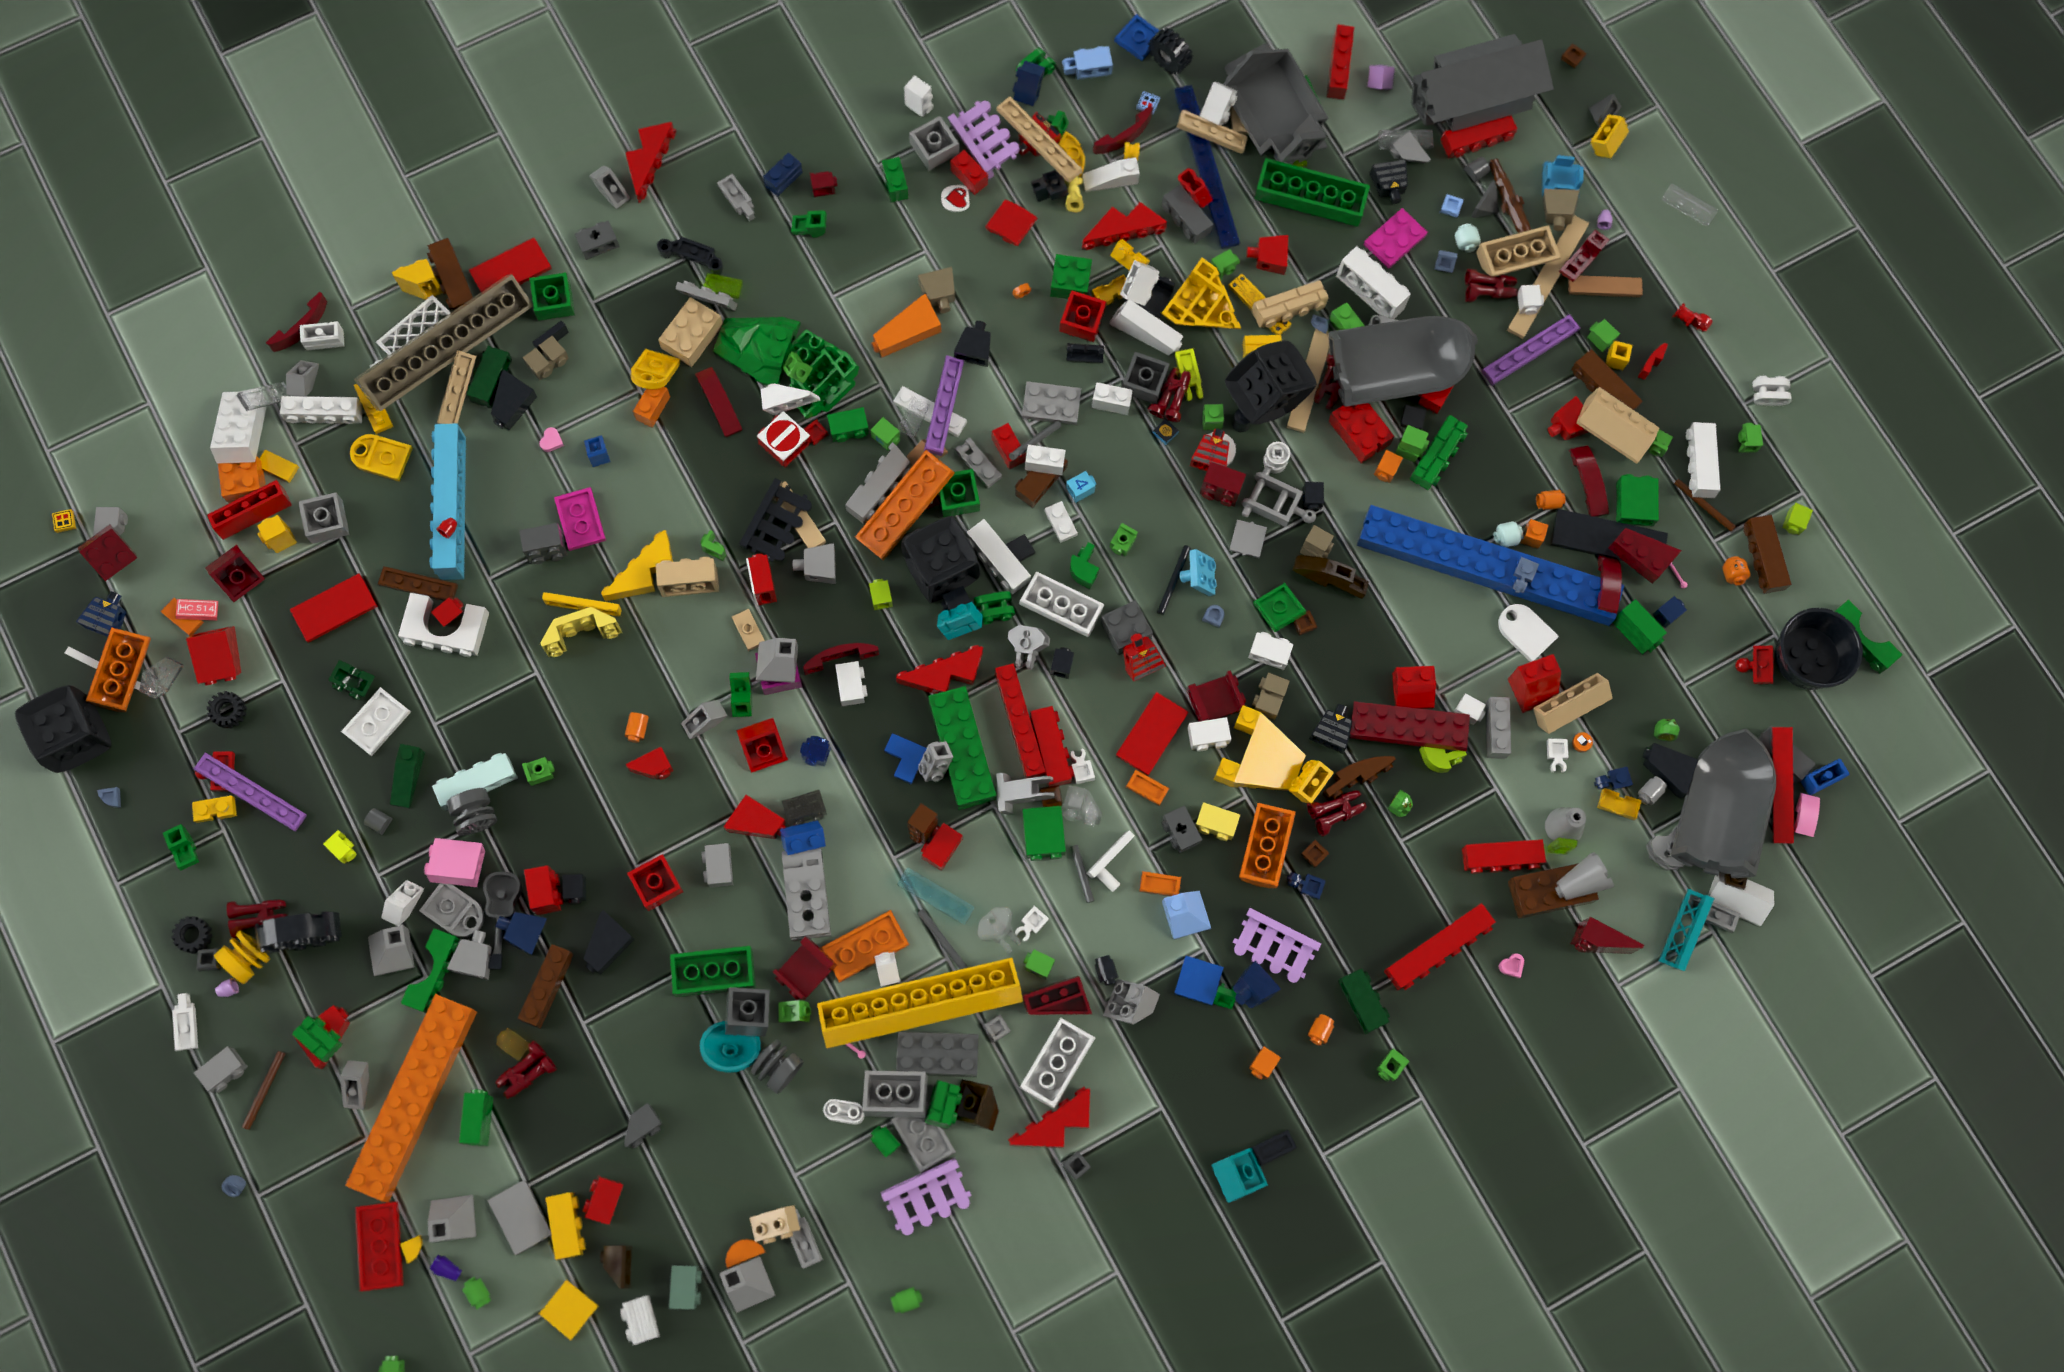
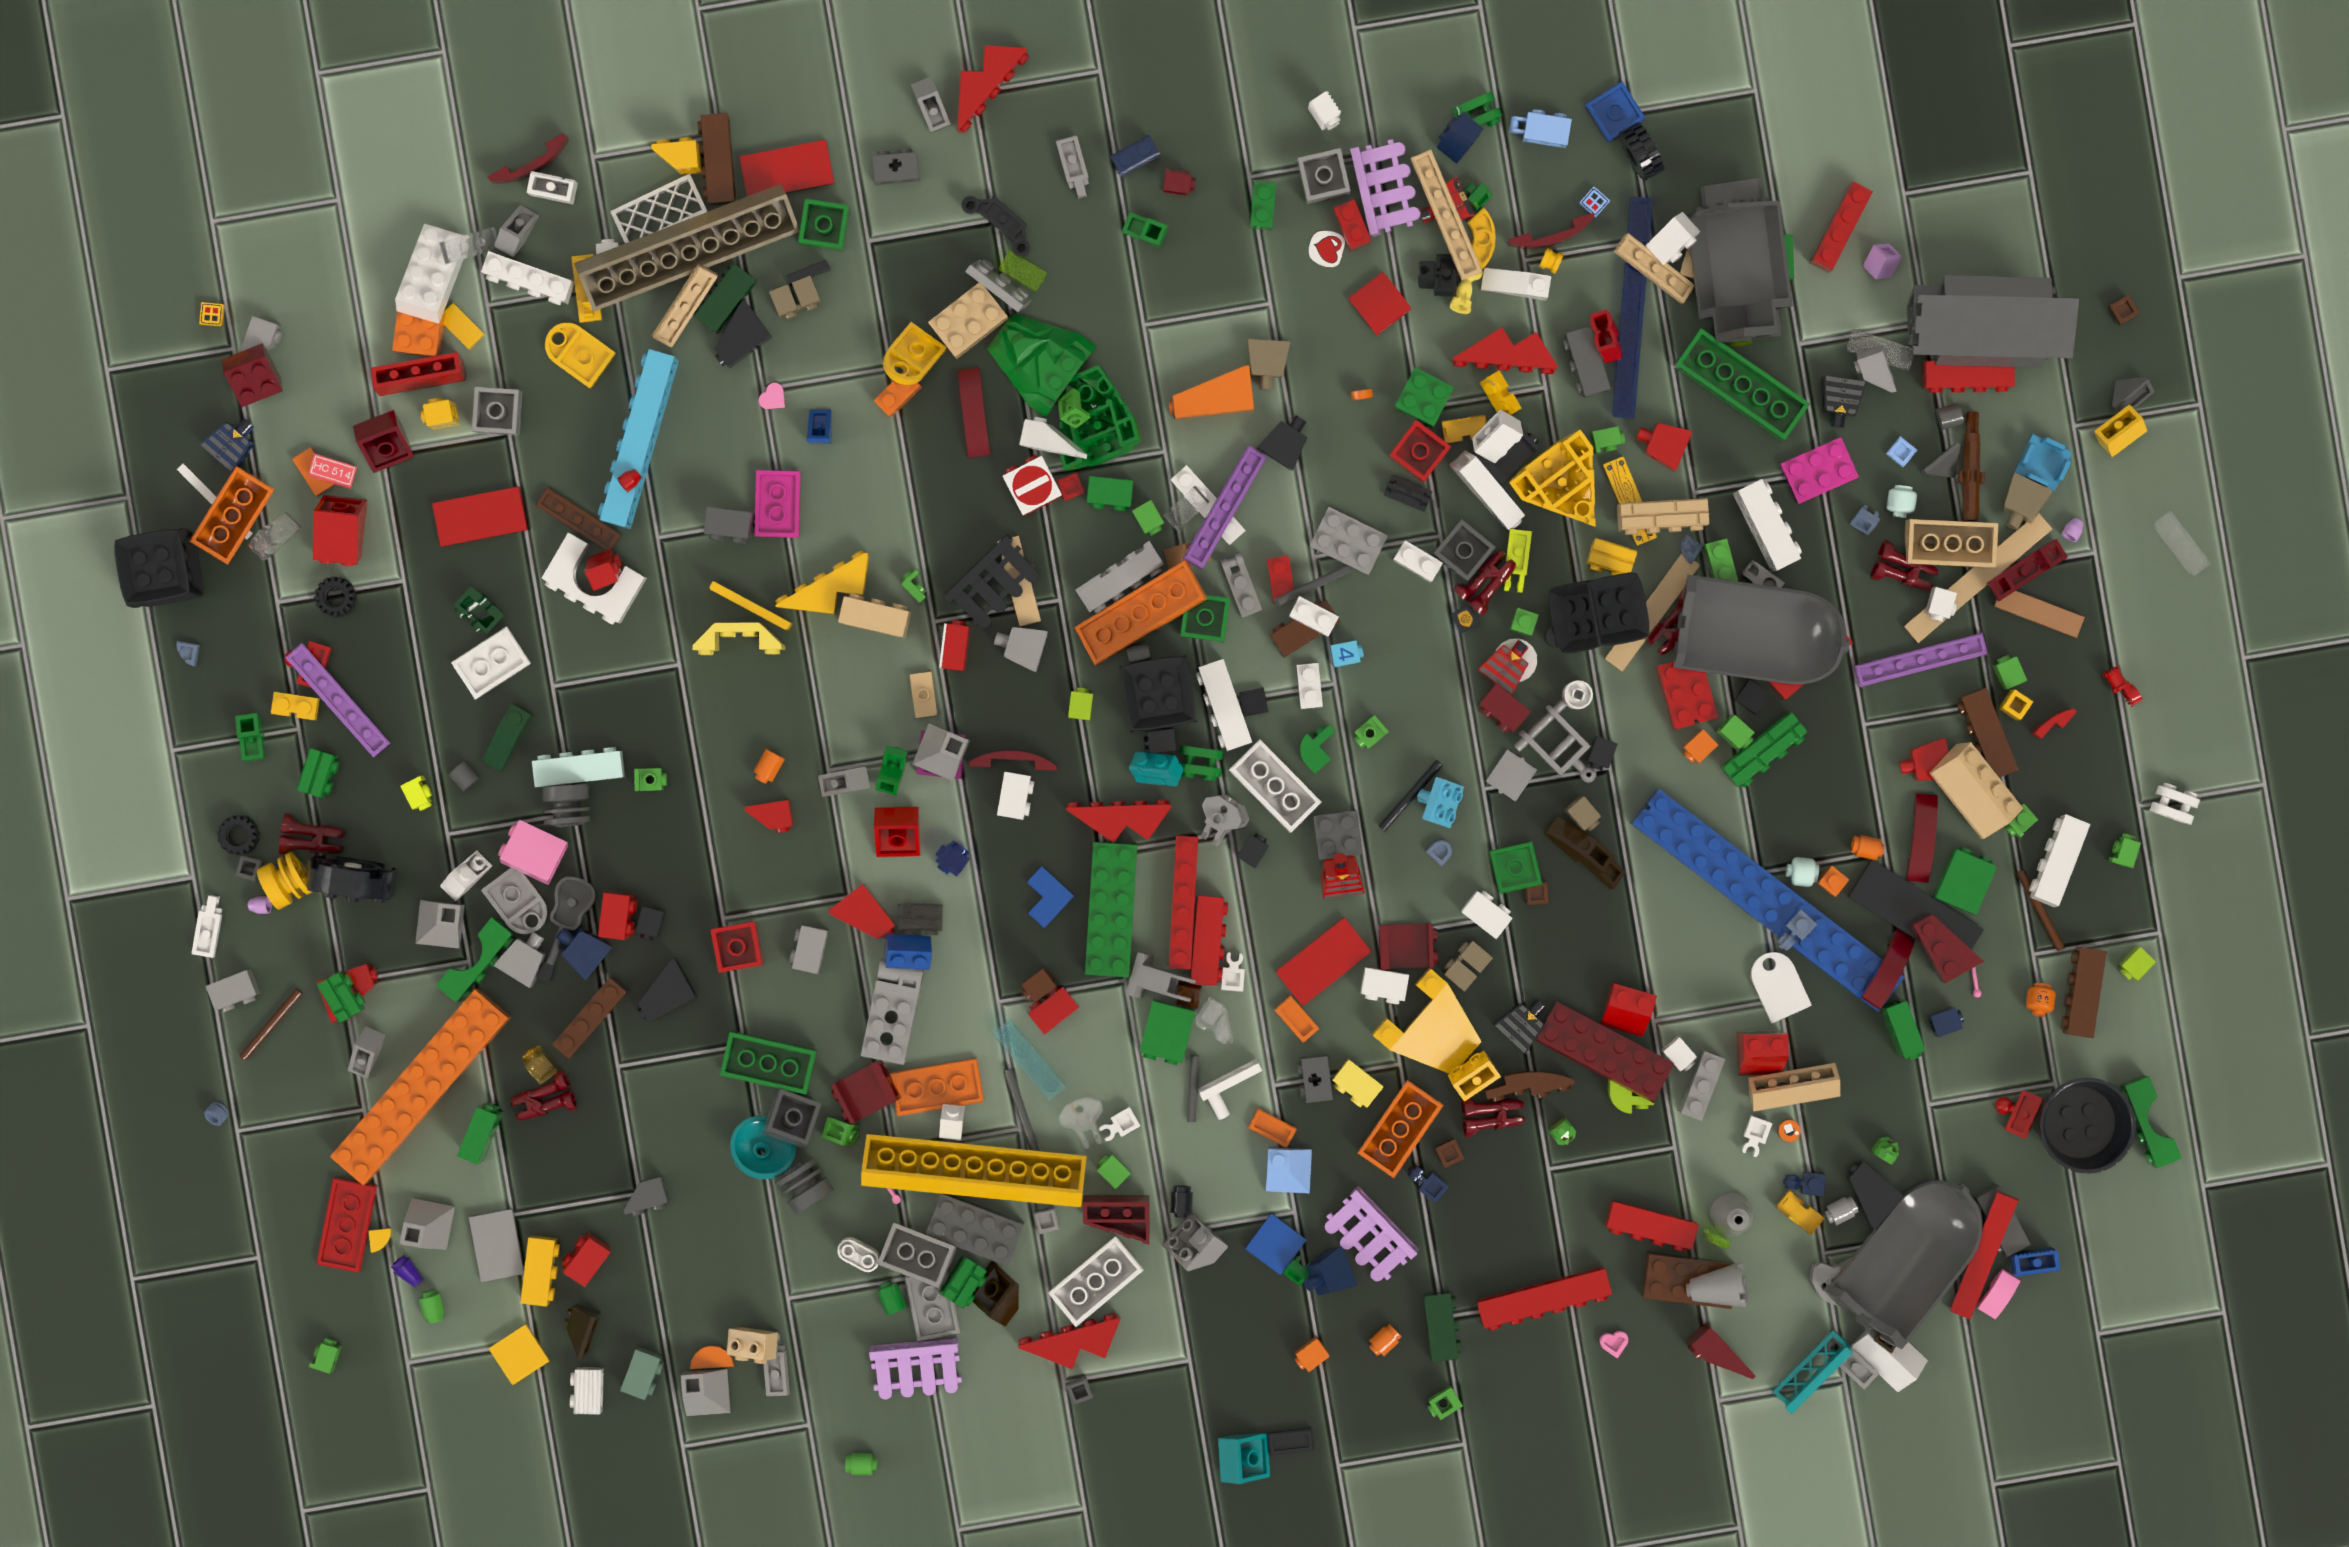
camera: 20 degrees right, 15 degrees up
(249, 859) = (318, 773): none -> green brick
(935, 761) = (1076, 918): light grey brick -> none

